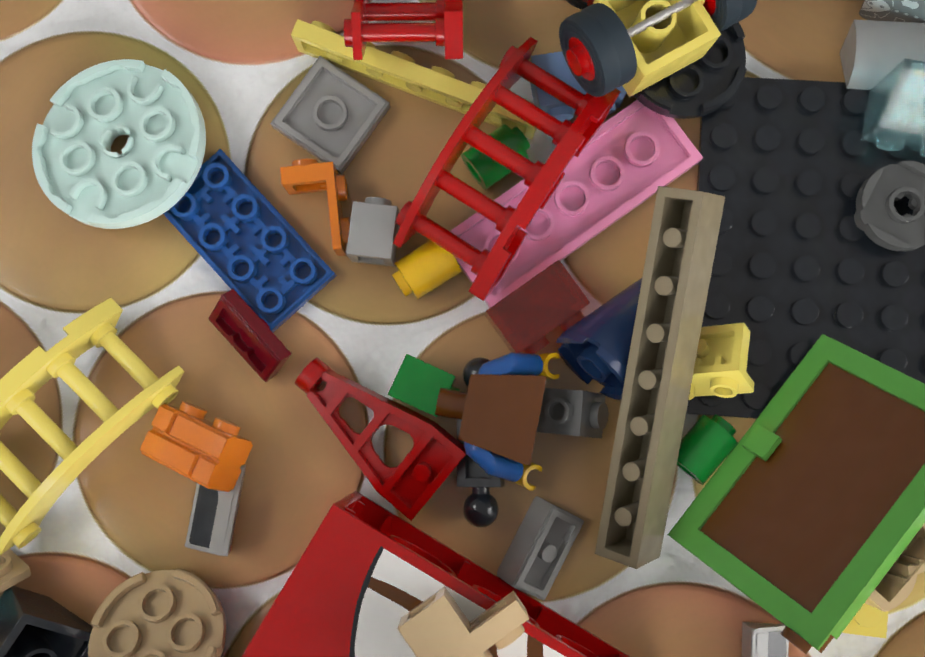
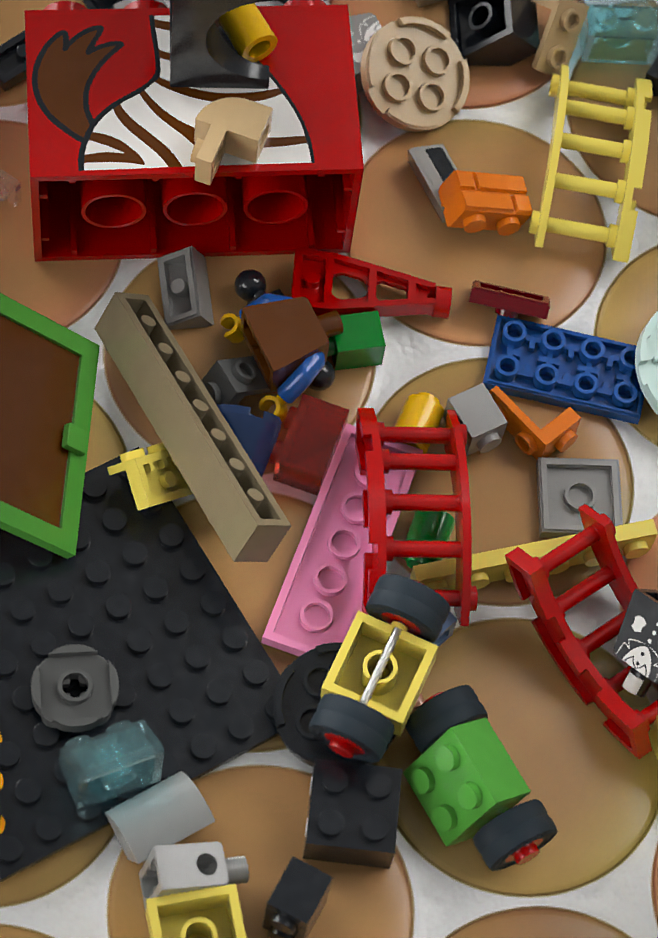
camera: 135 degrees right, 20 degrees down
(706, 447) = (111, 422): green brick -> none

